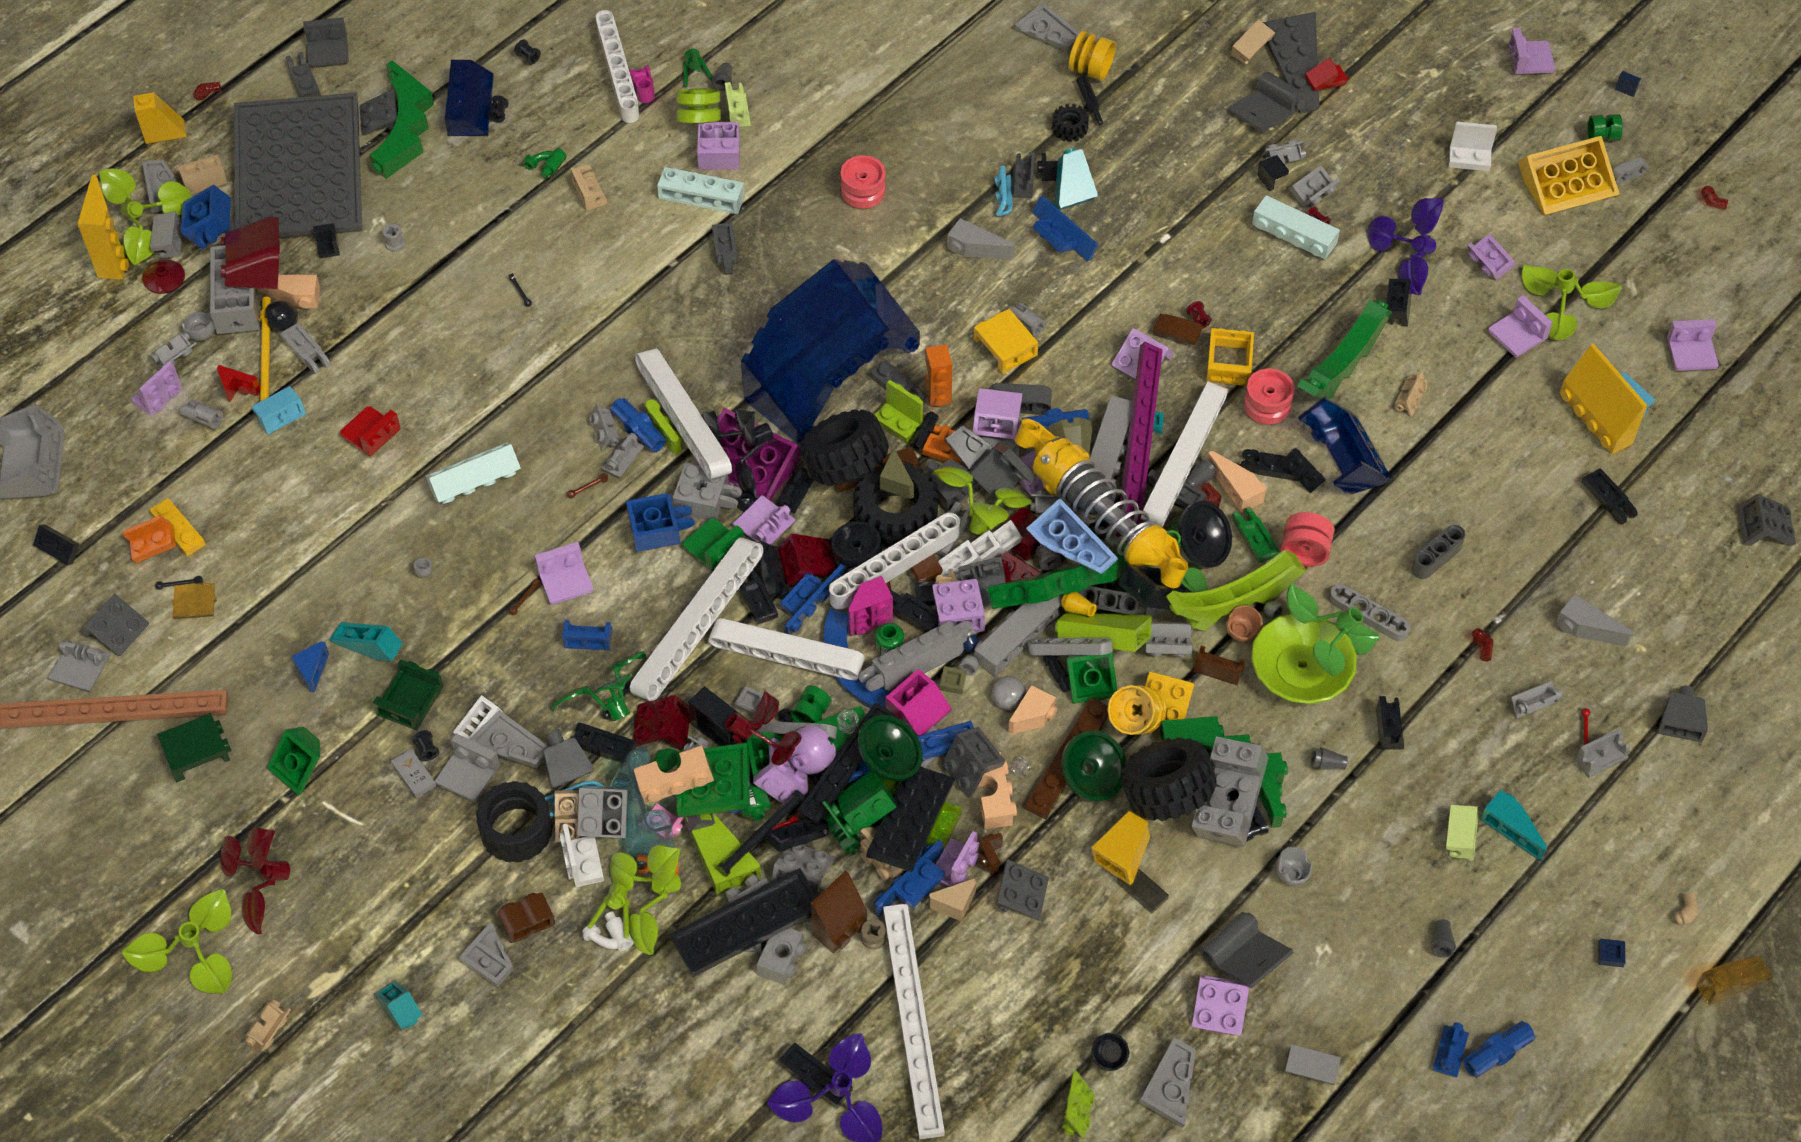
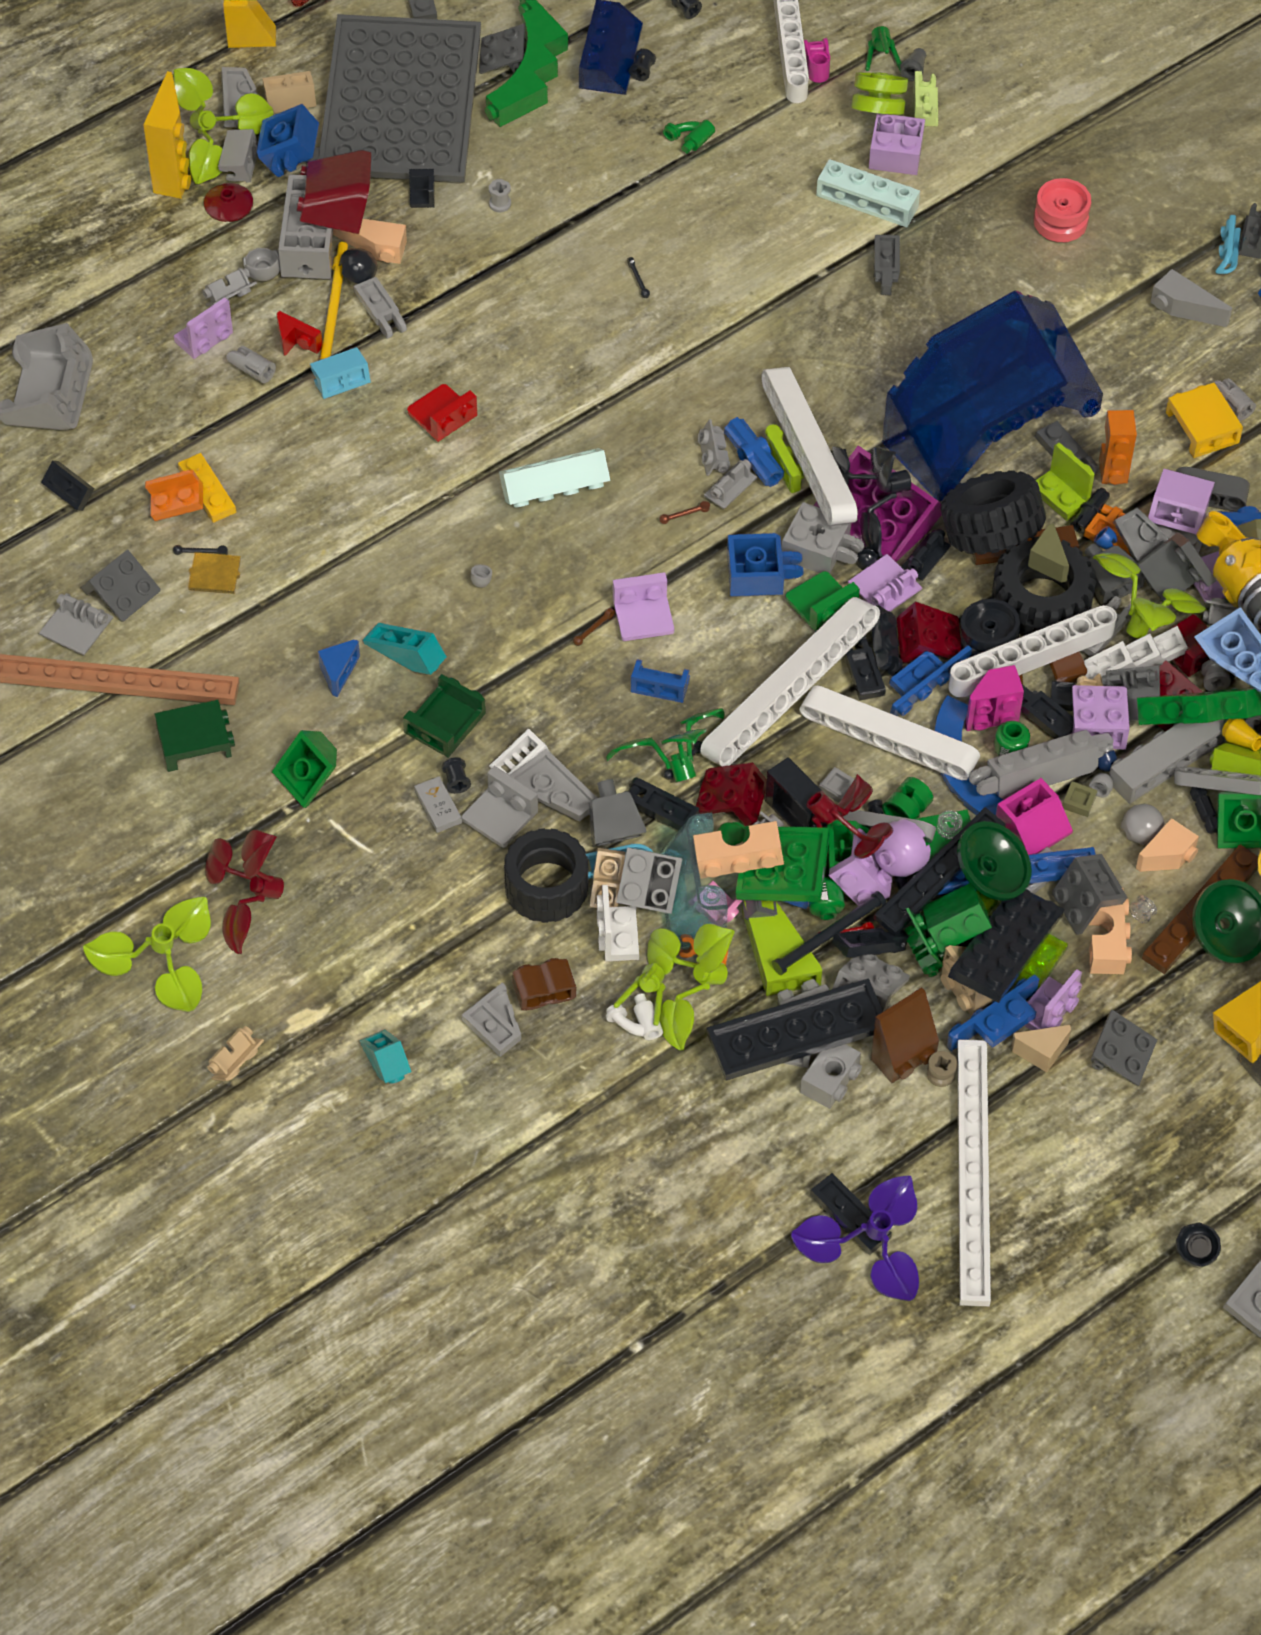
camera: 10 degrees right, 0 degrees up
(588, 187) = (734, 171): tan hinge -> none
(940, 454) = (1105, 538): none -> blue hinge
(988, 856) = (1089, 1001): reddish brown bracket -> none
(1078, 1107) = (1151, 1299): lime hinge -> none

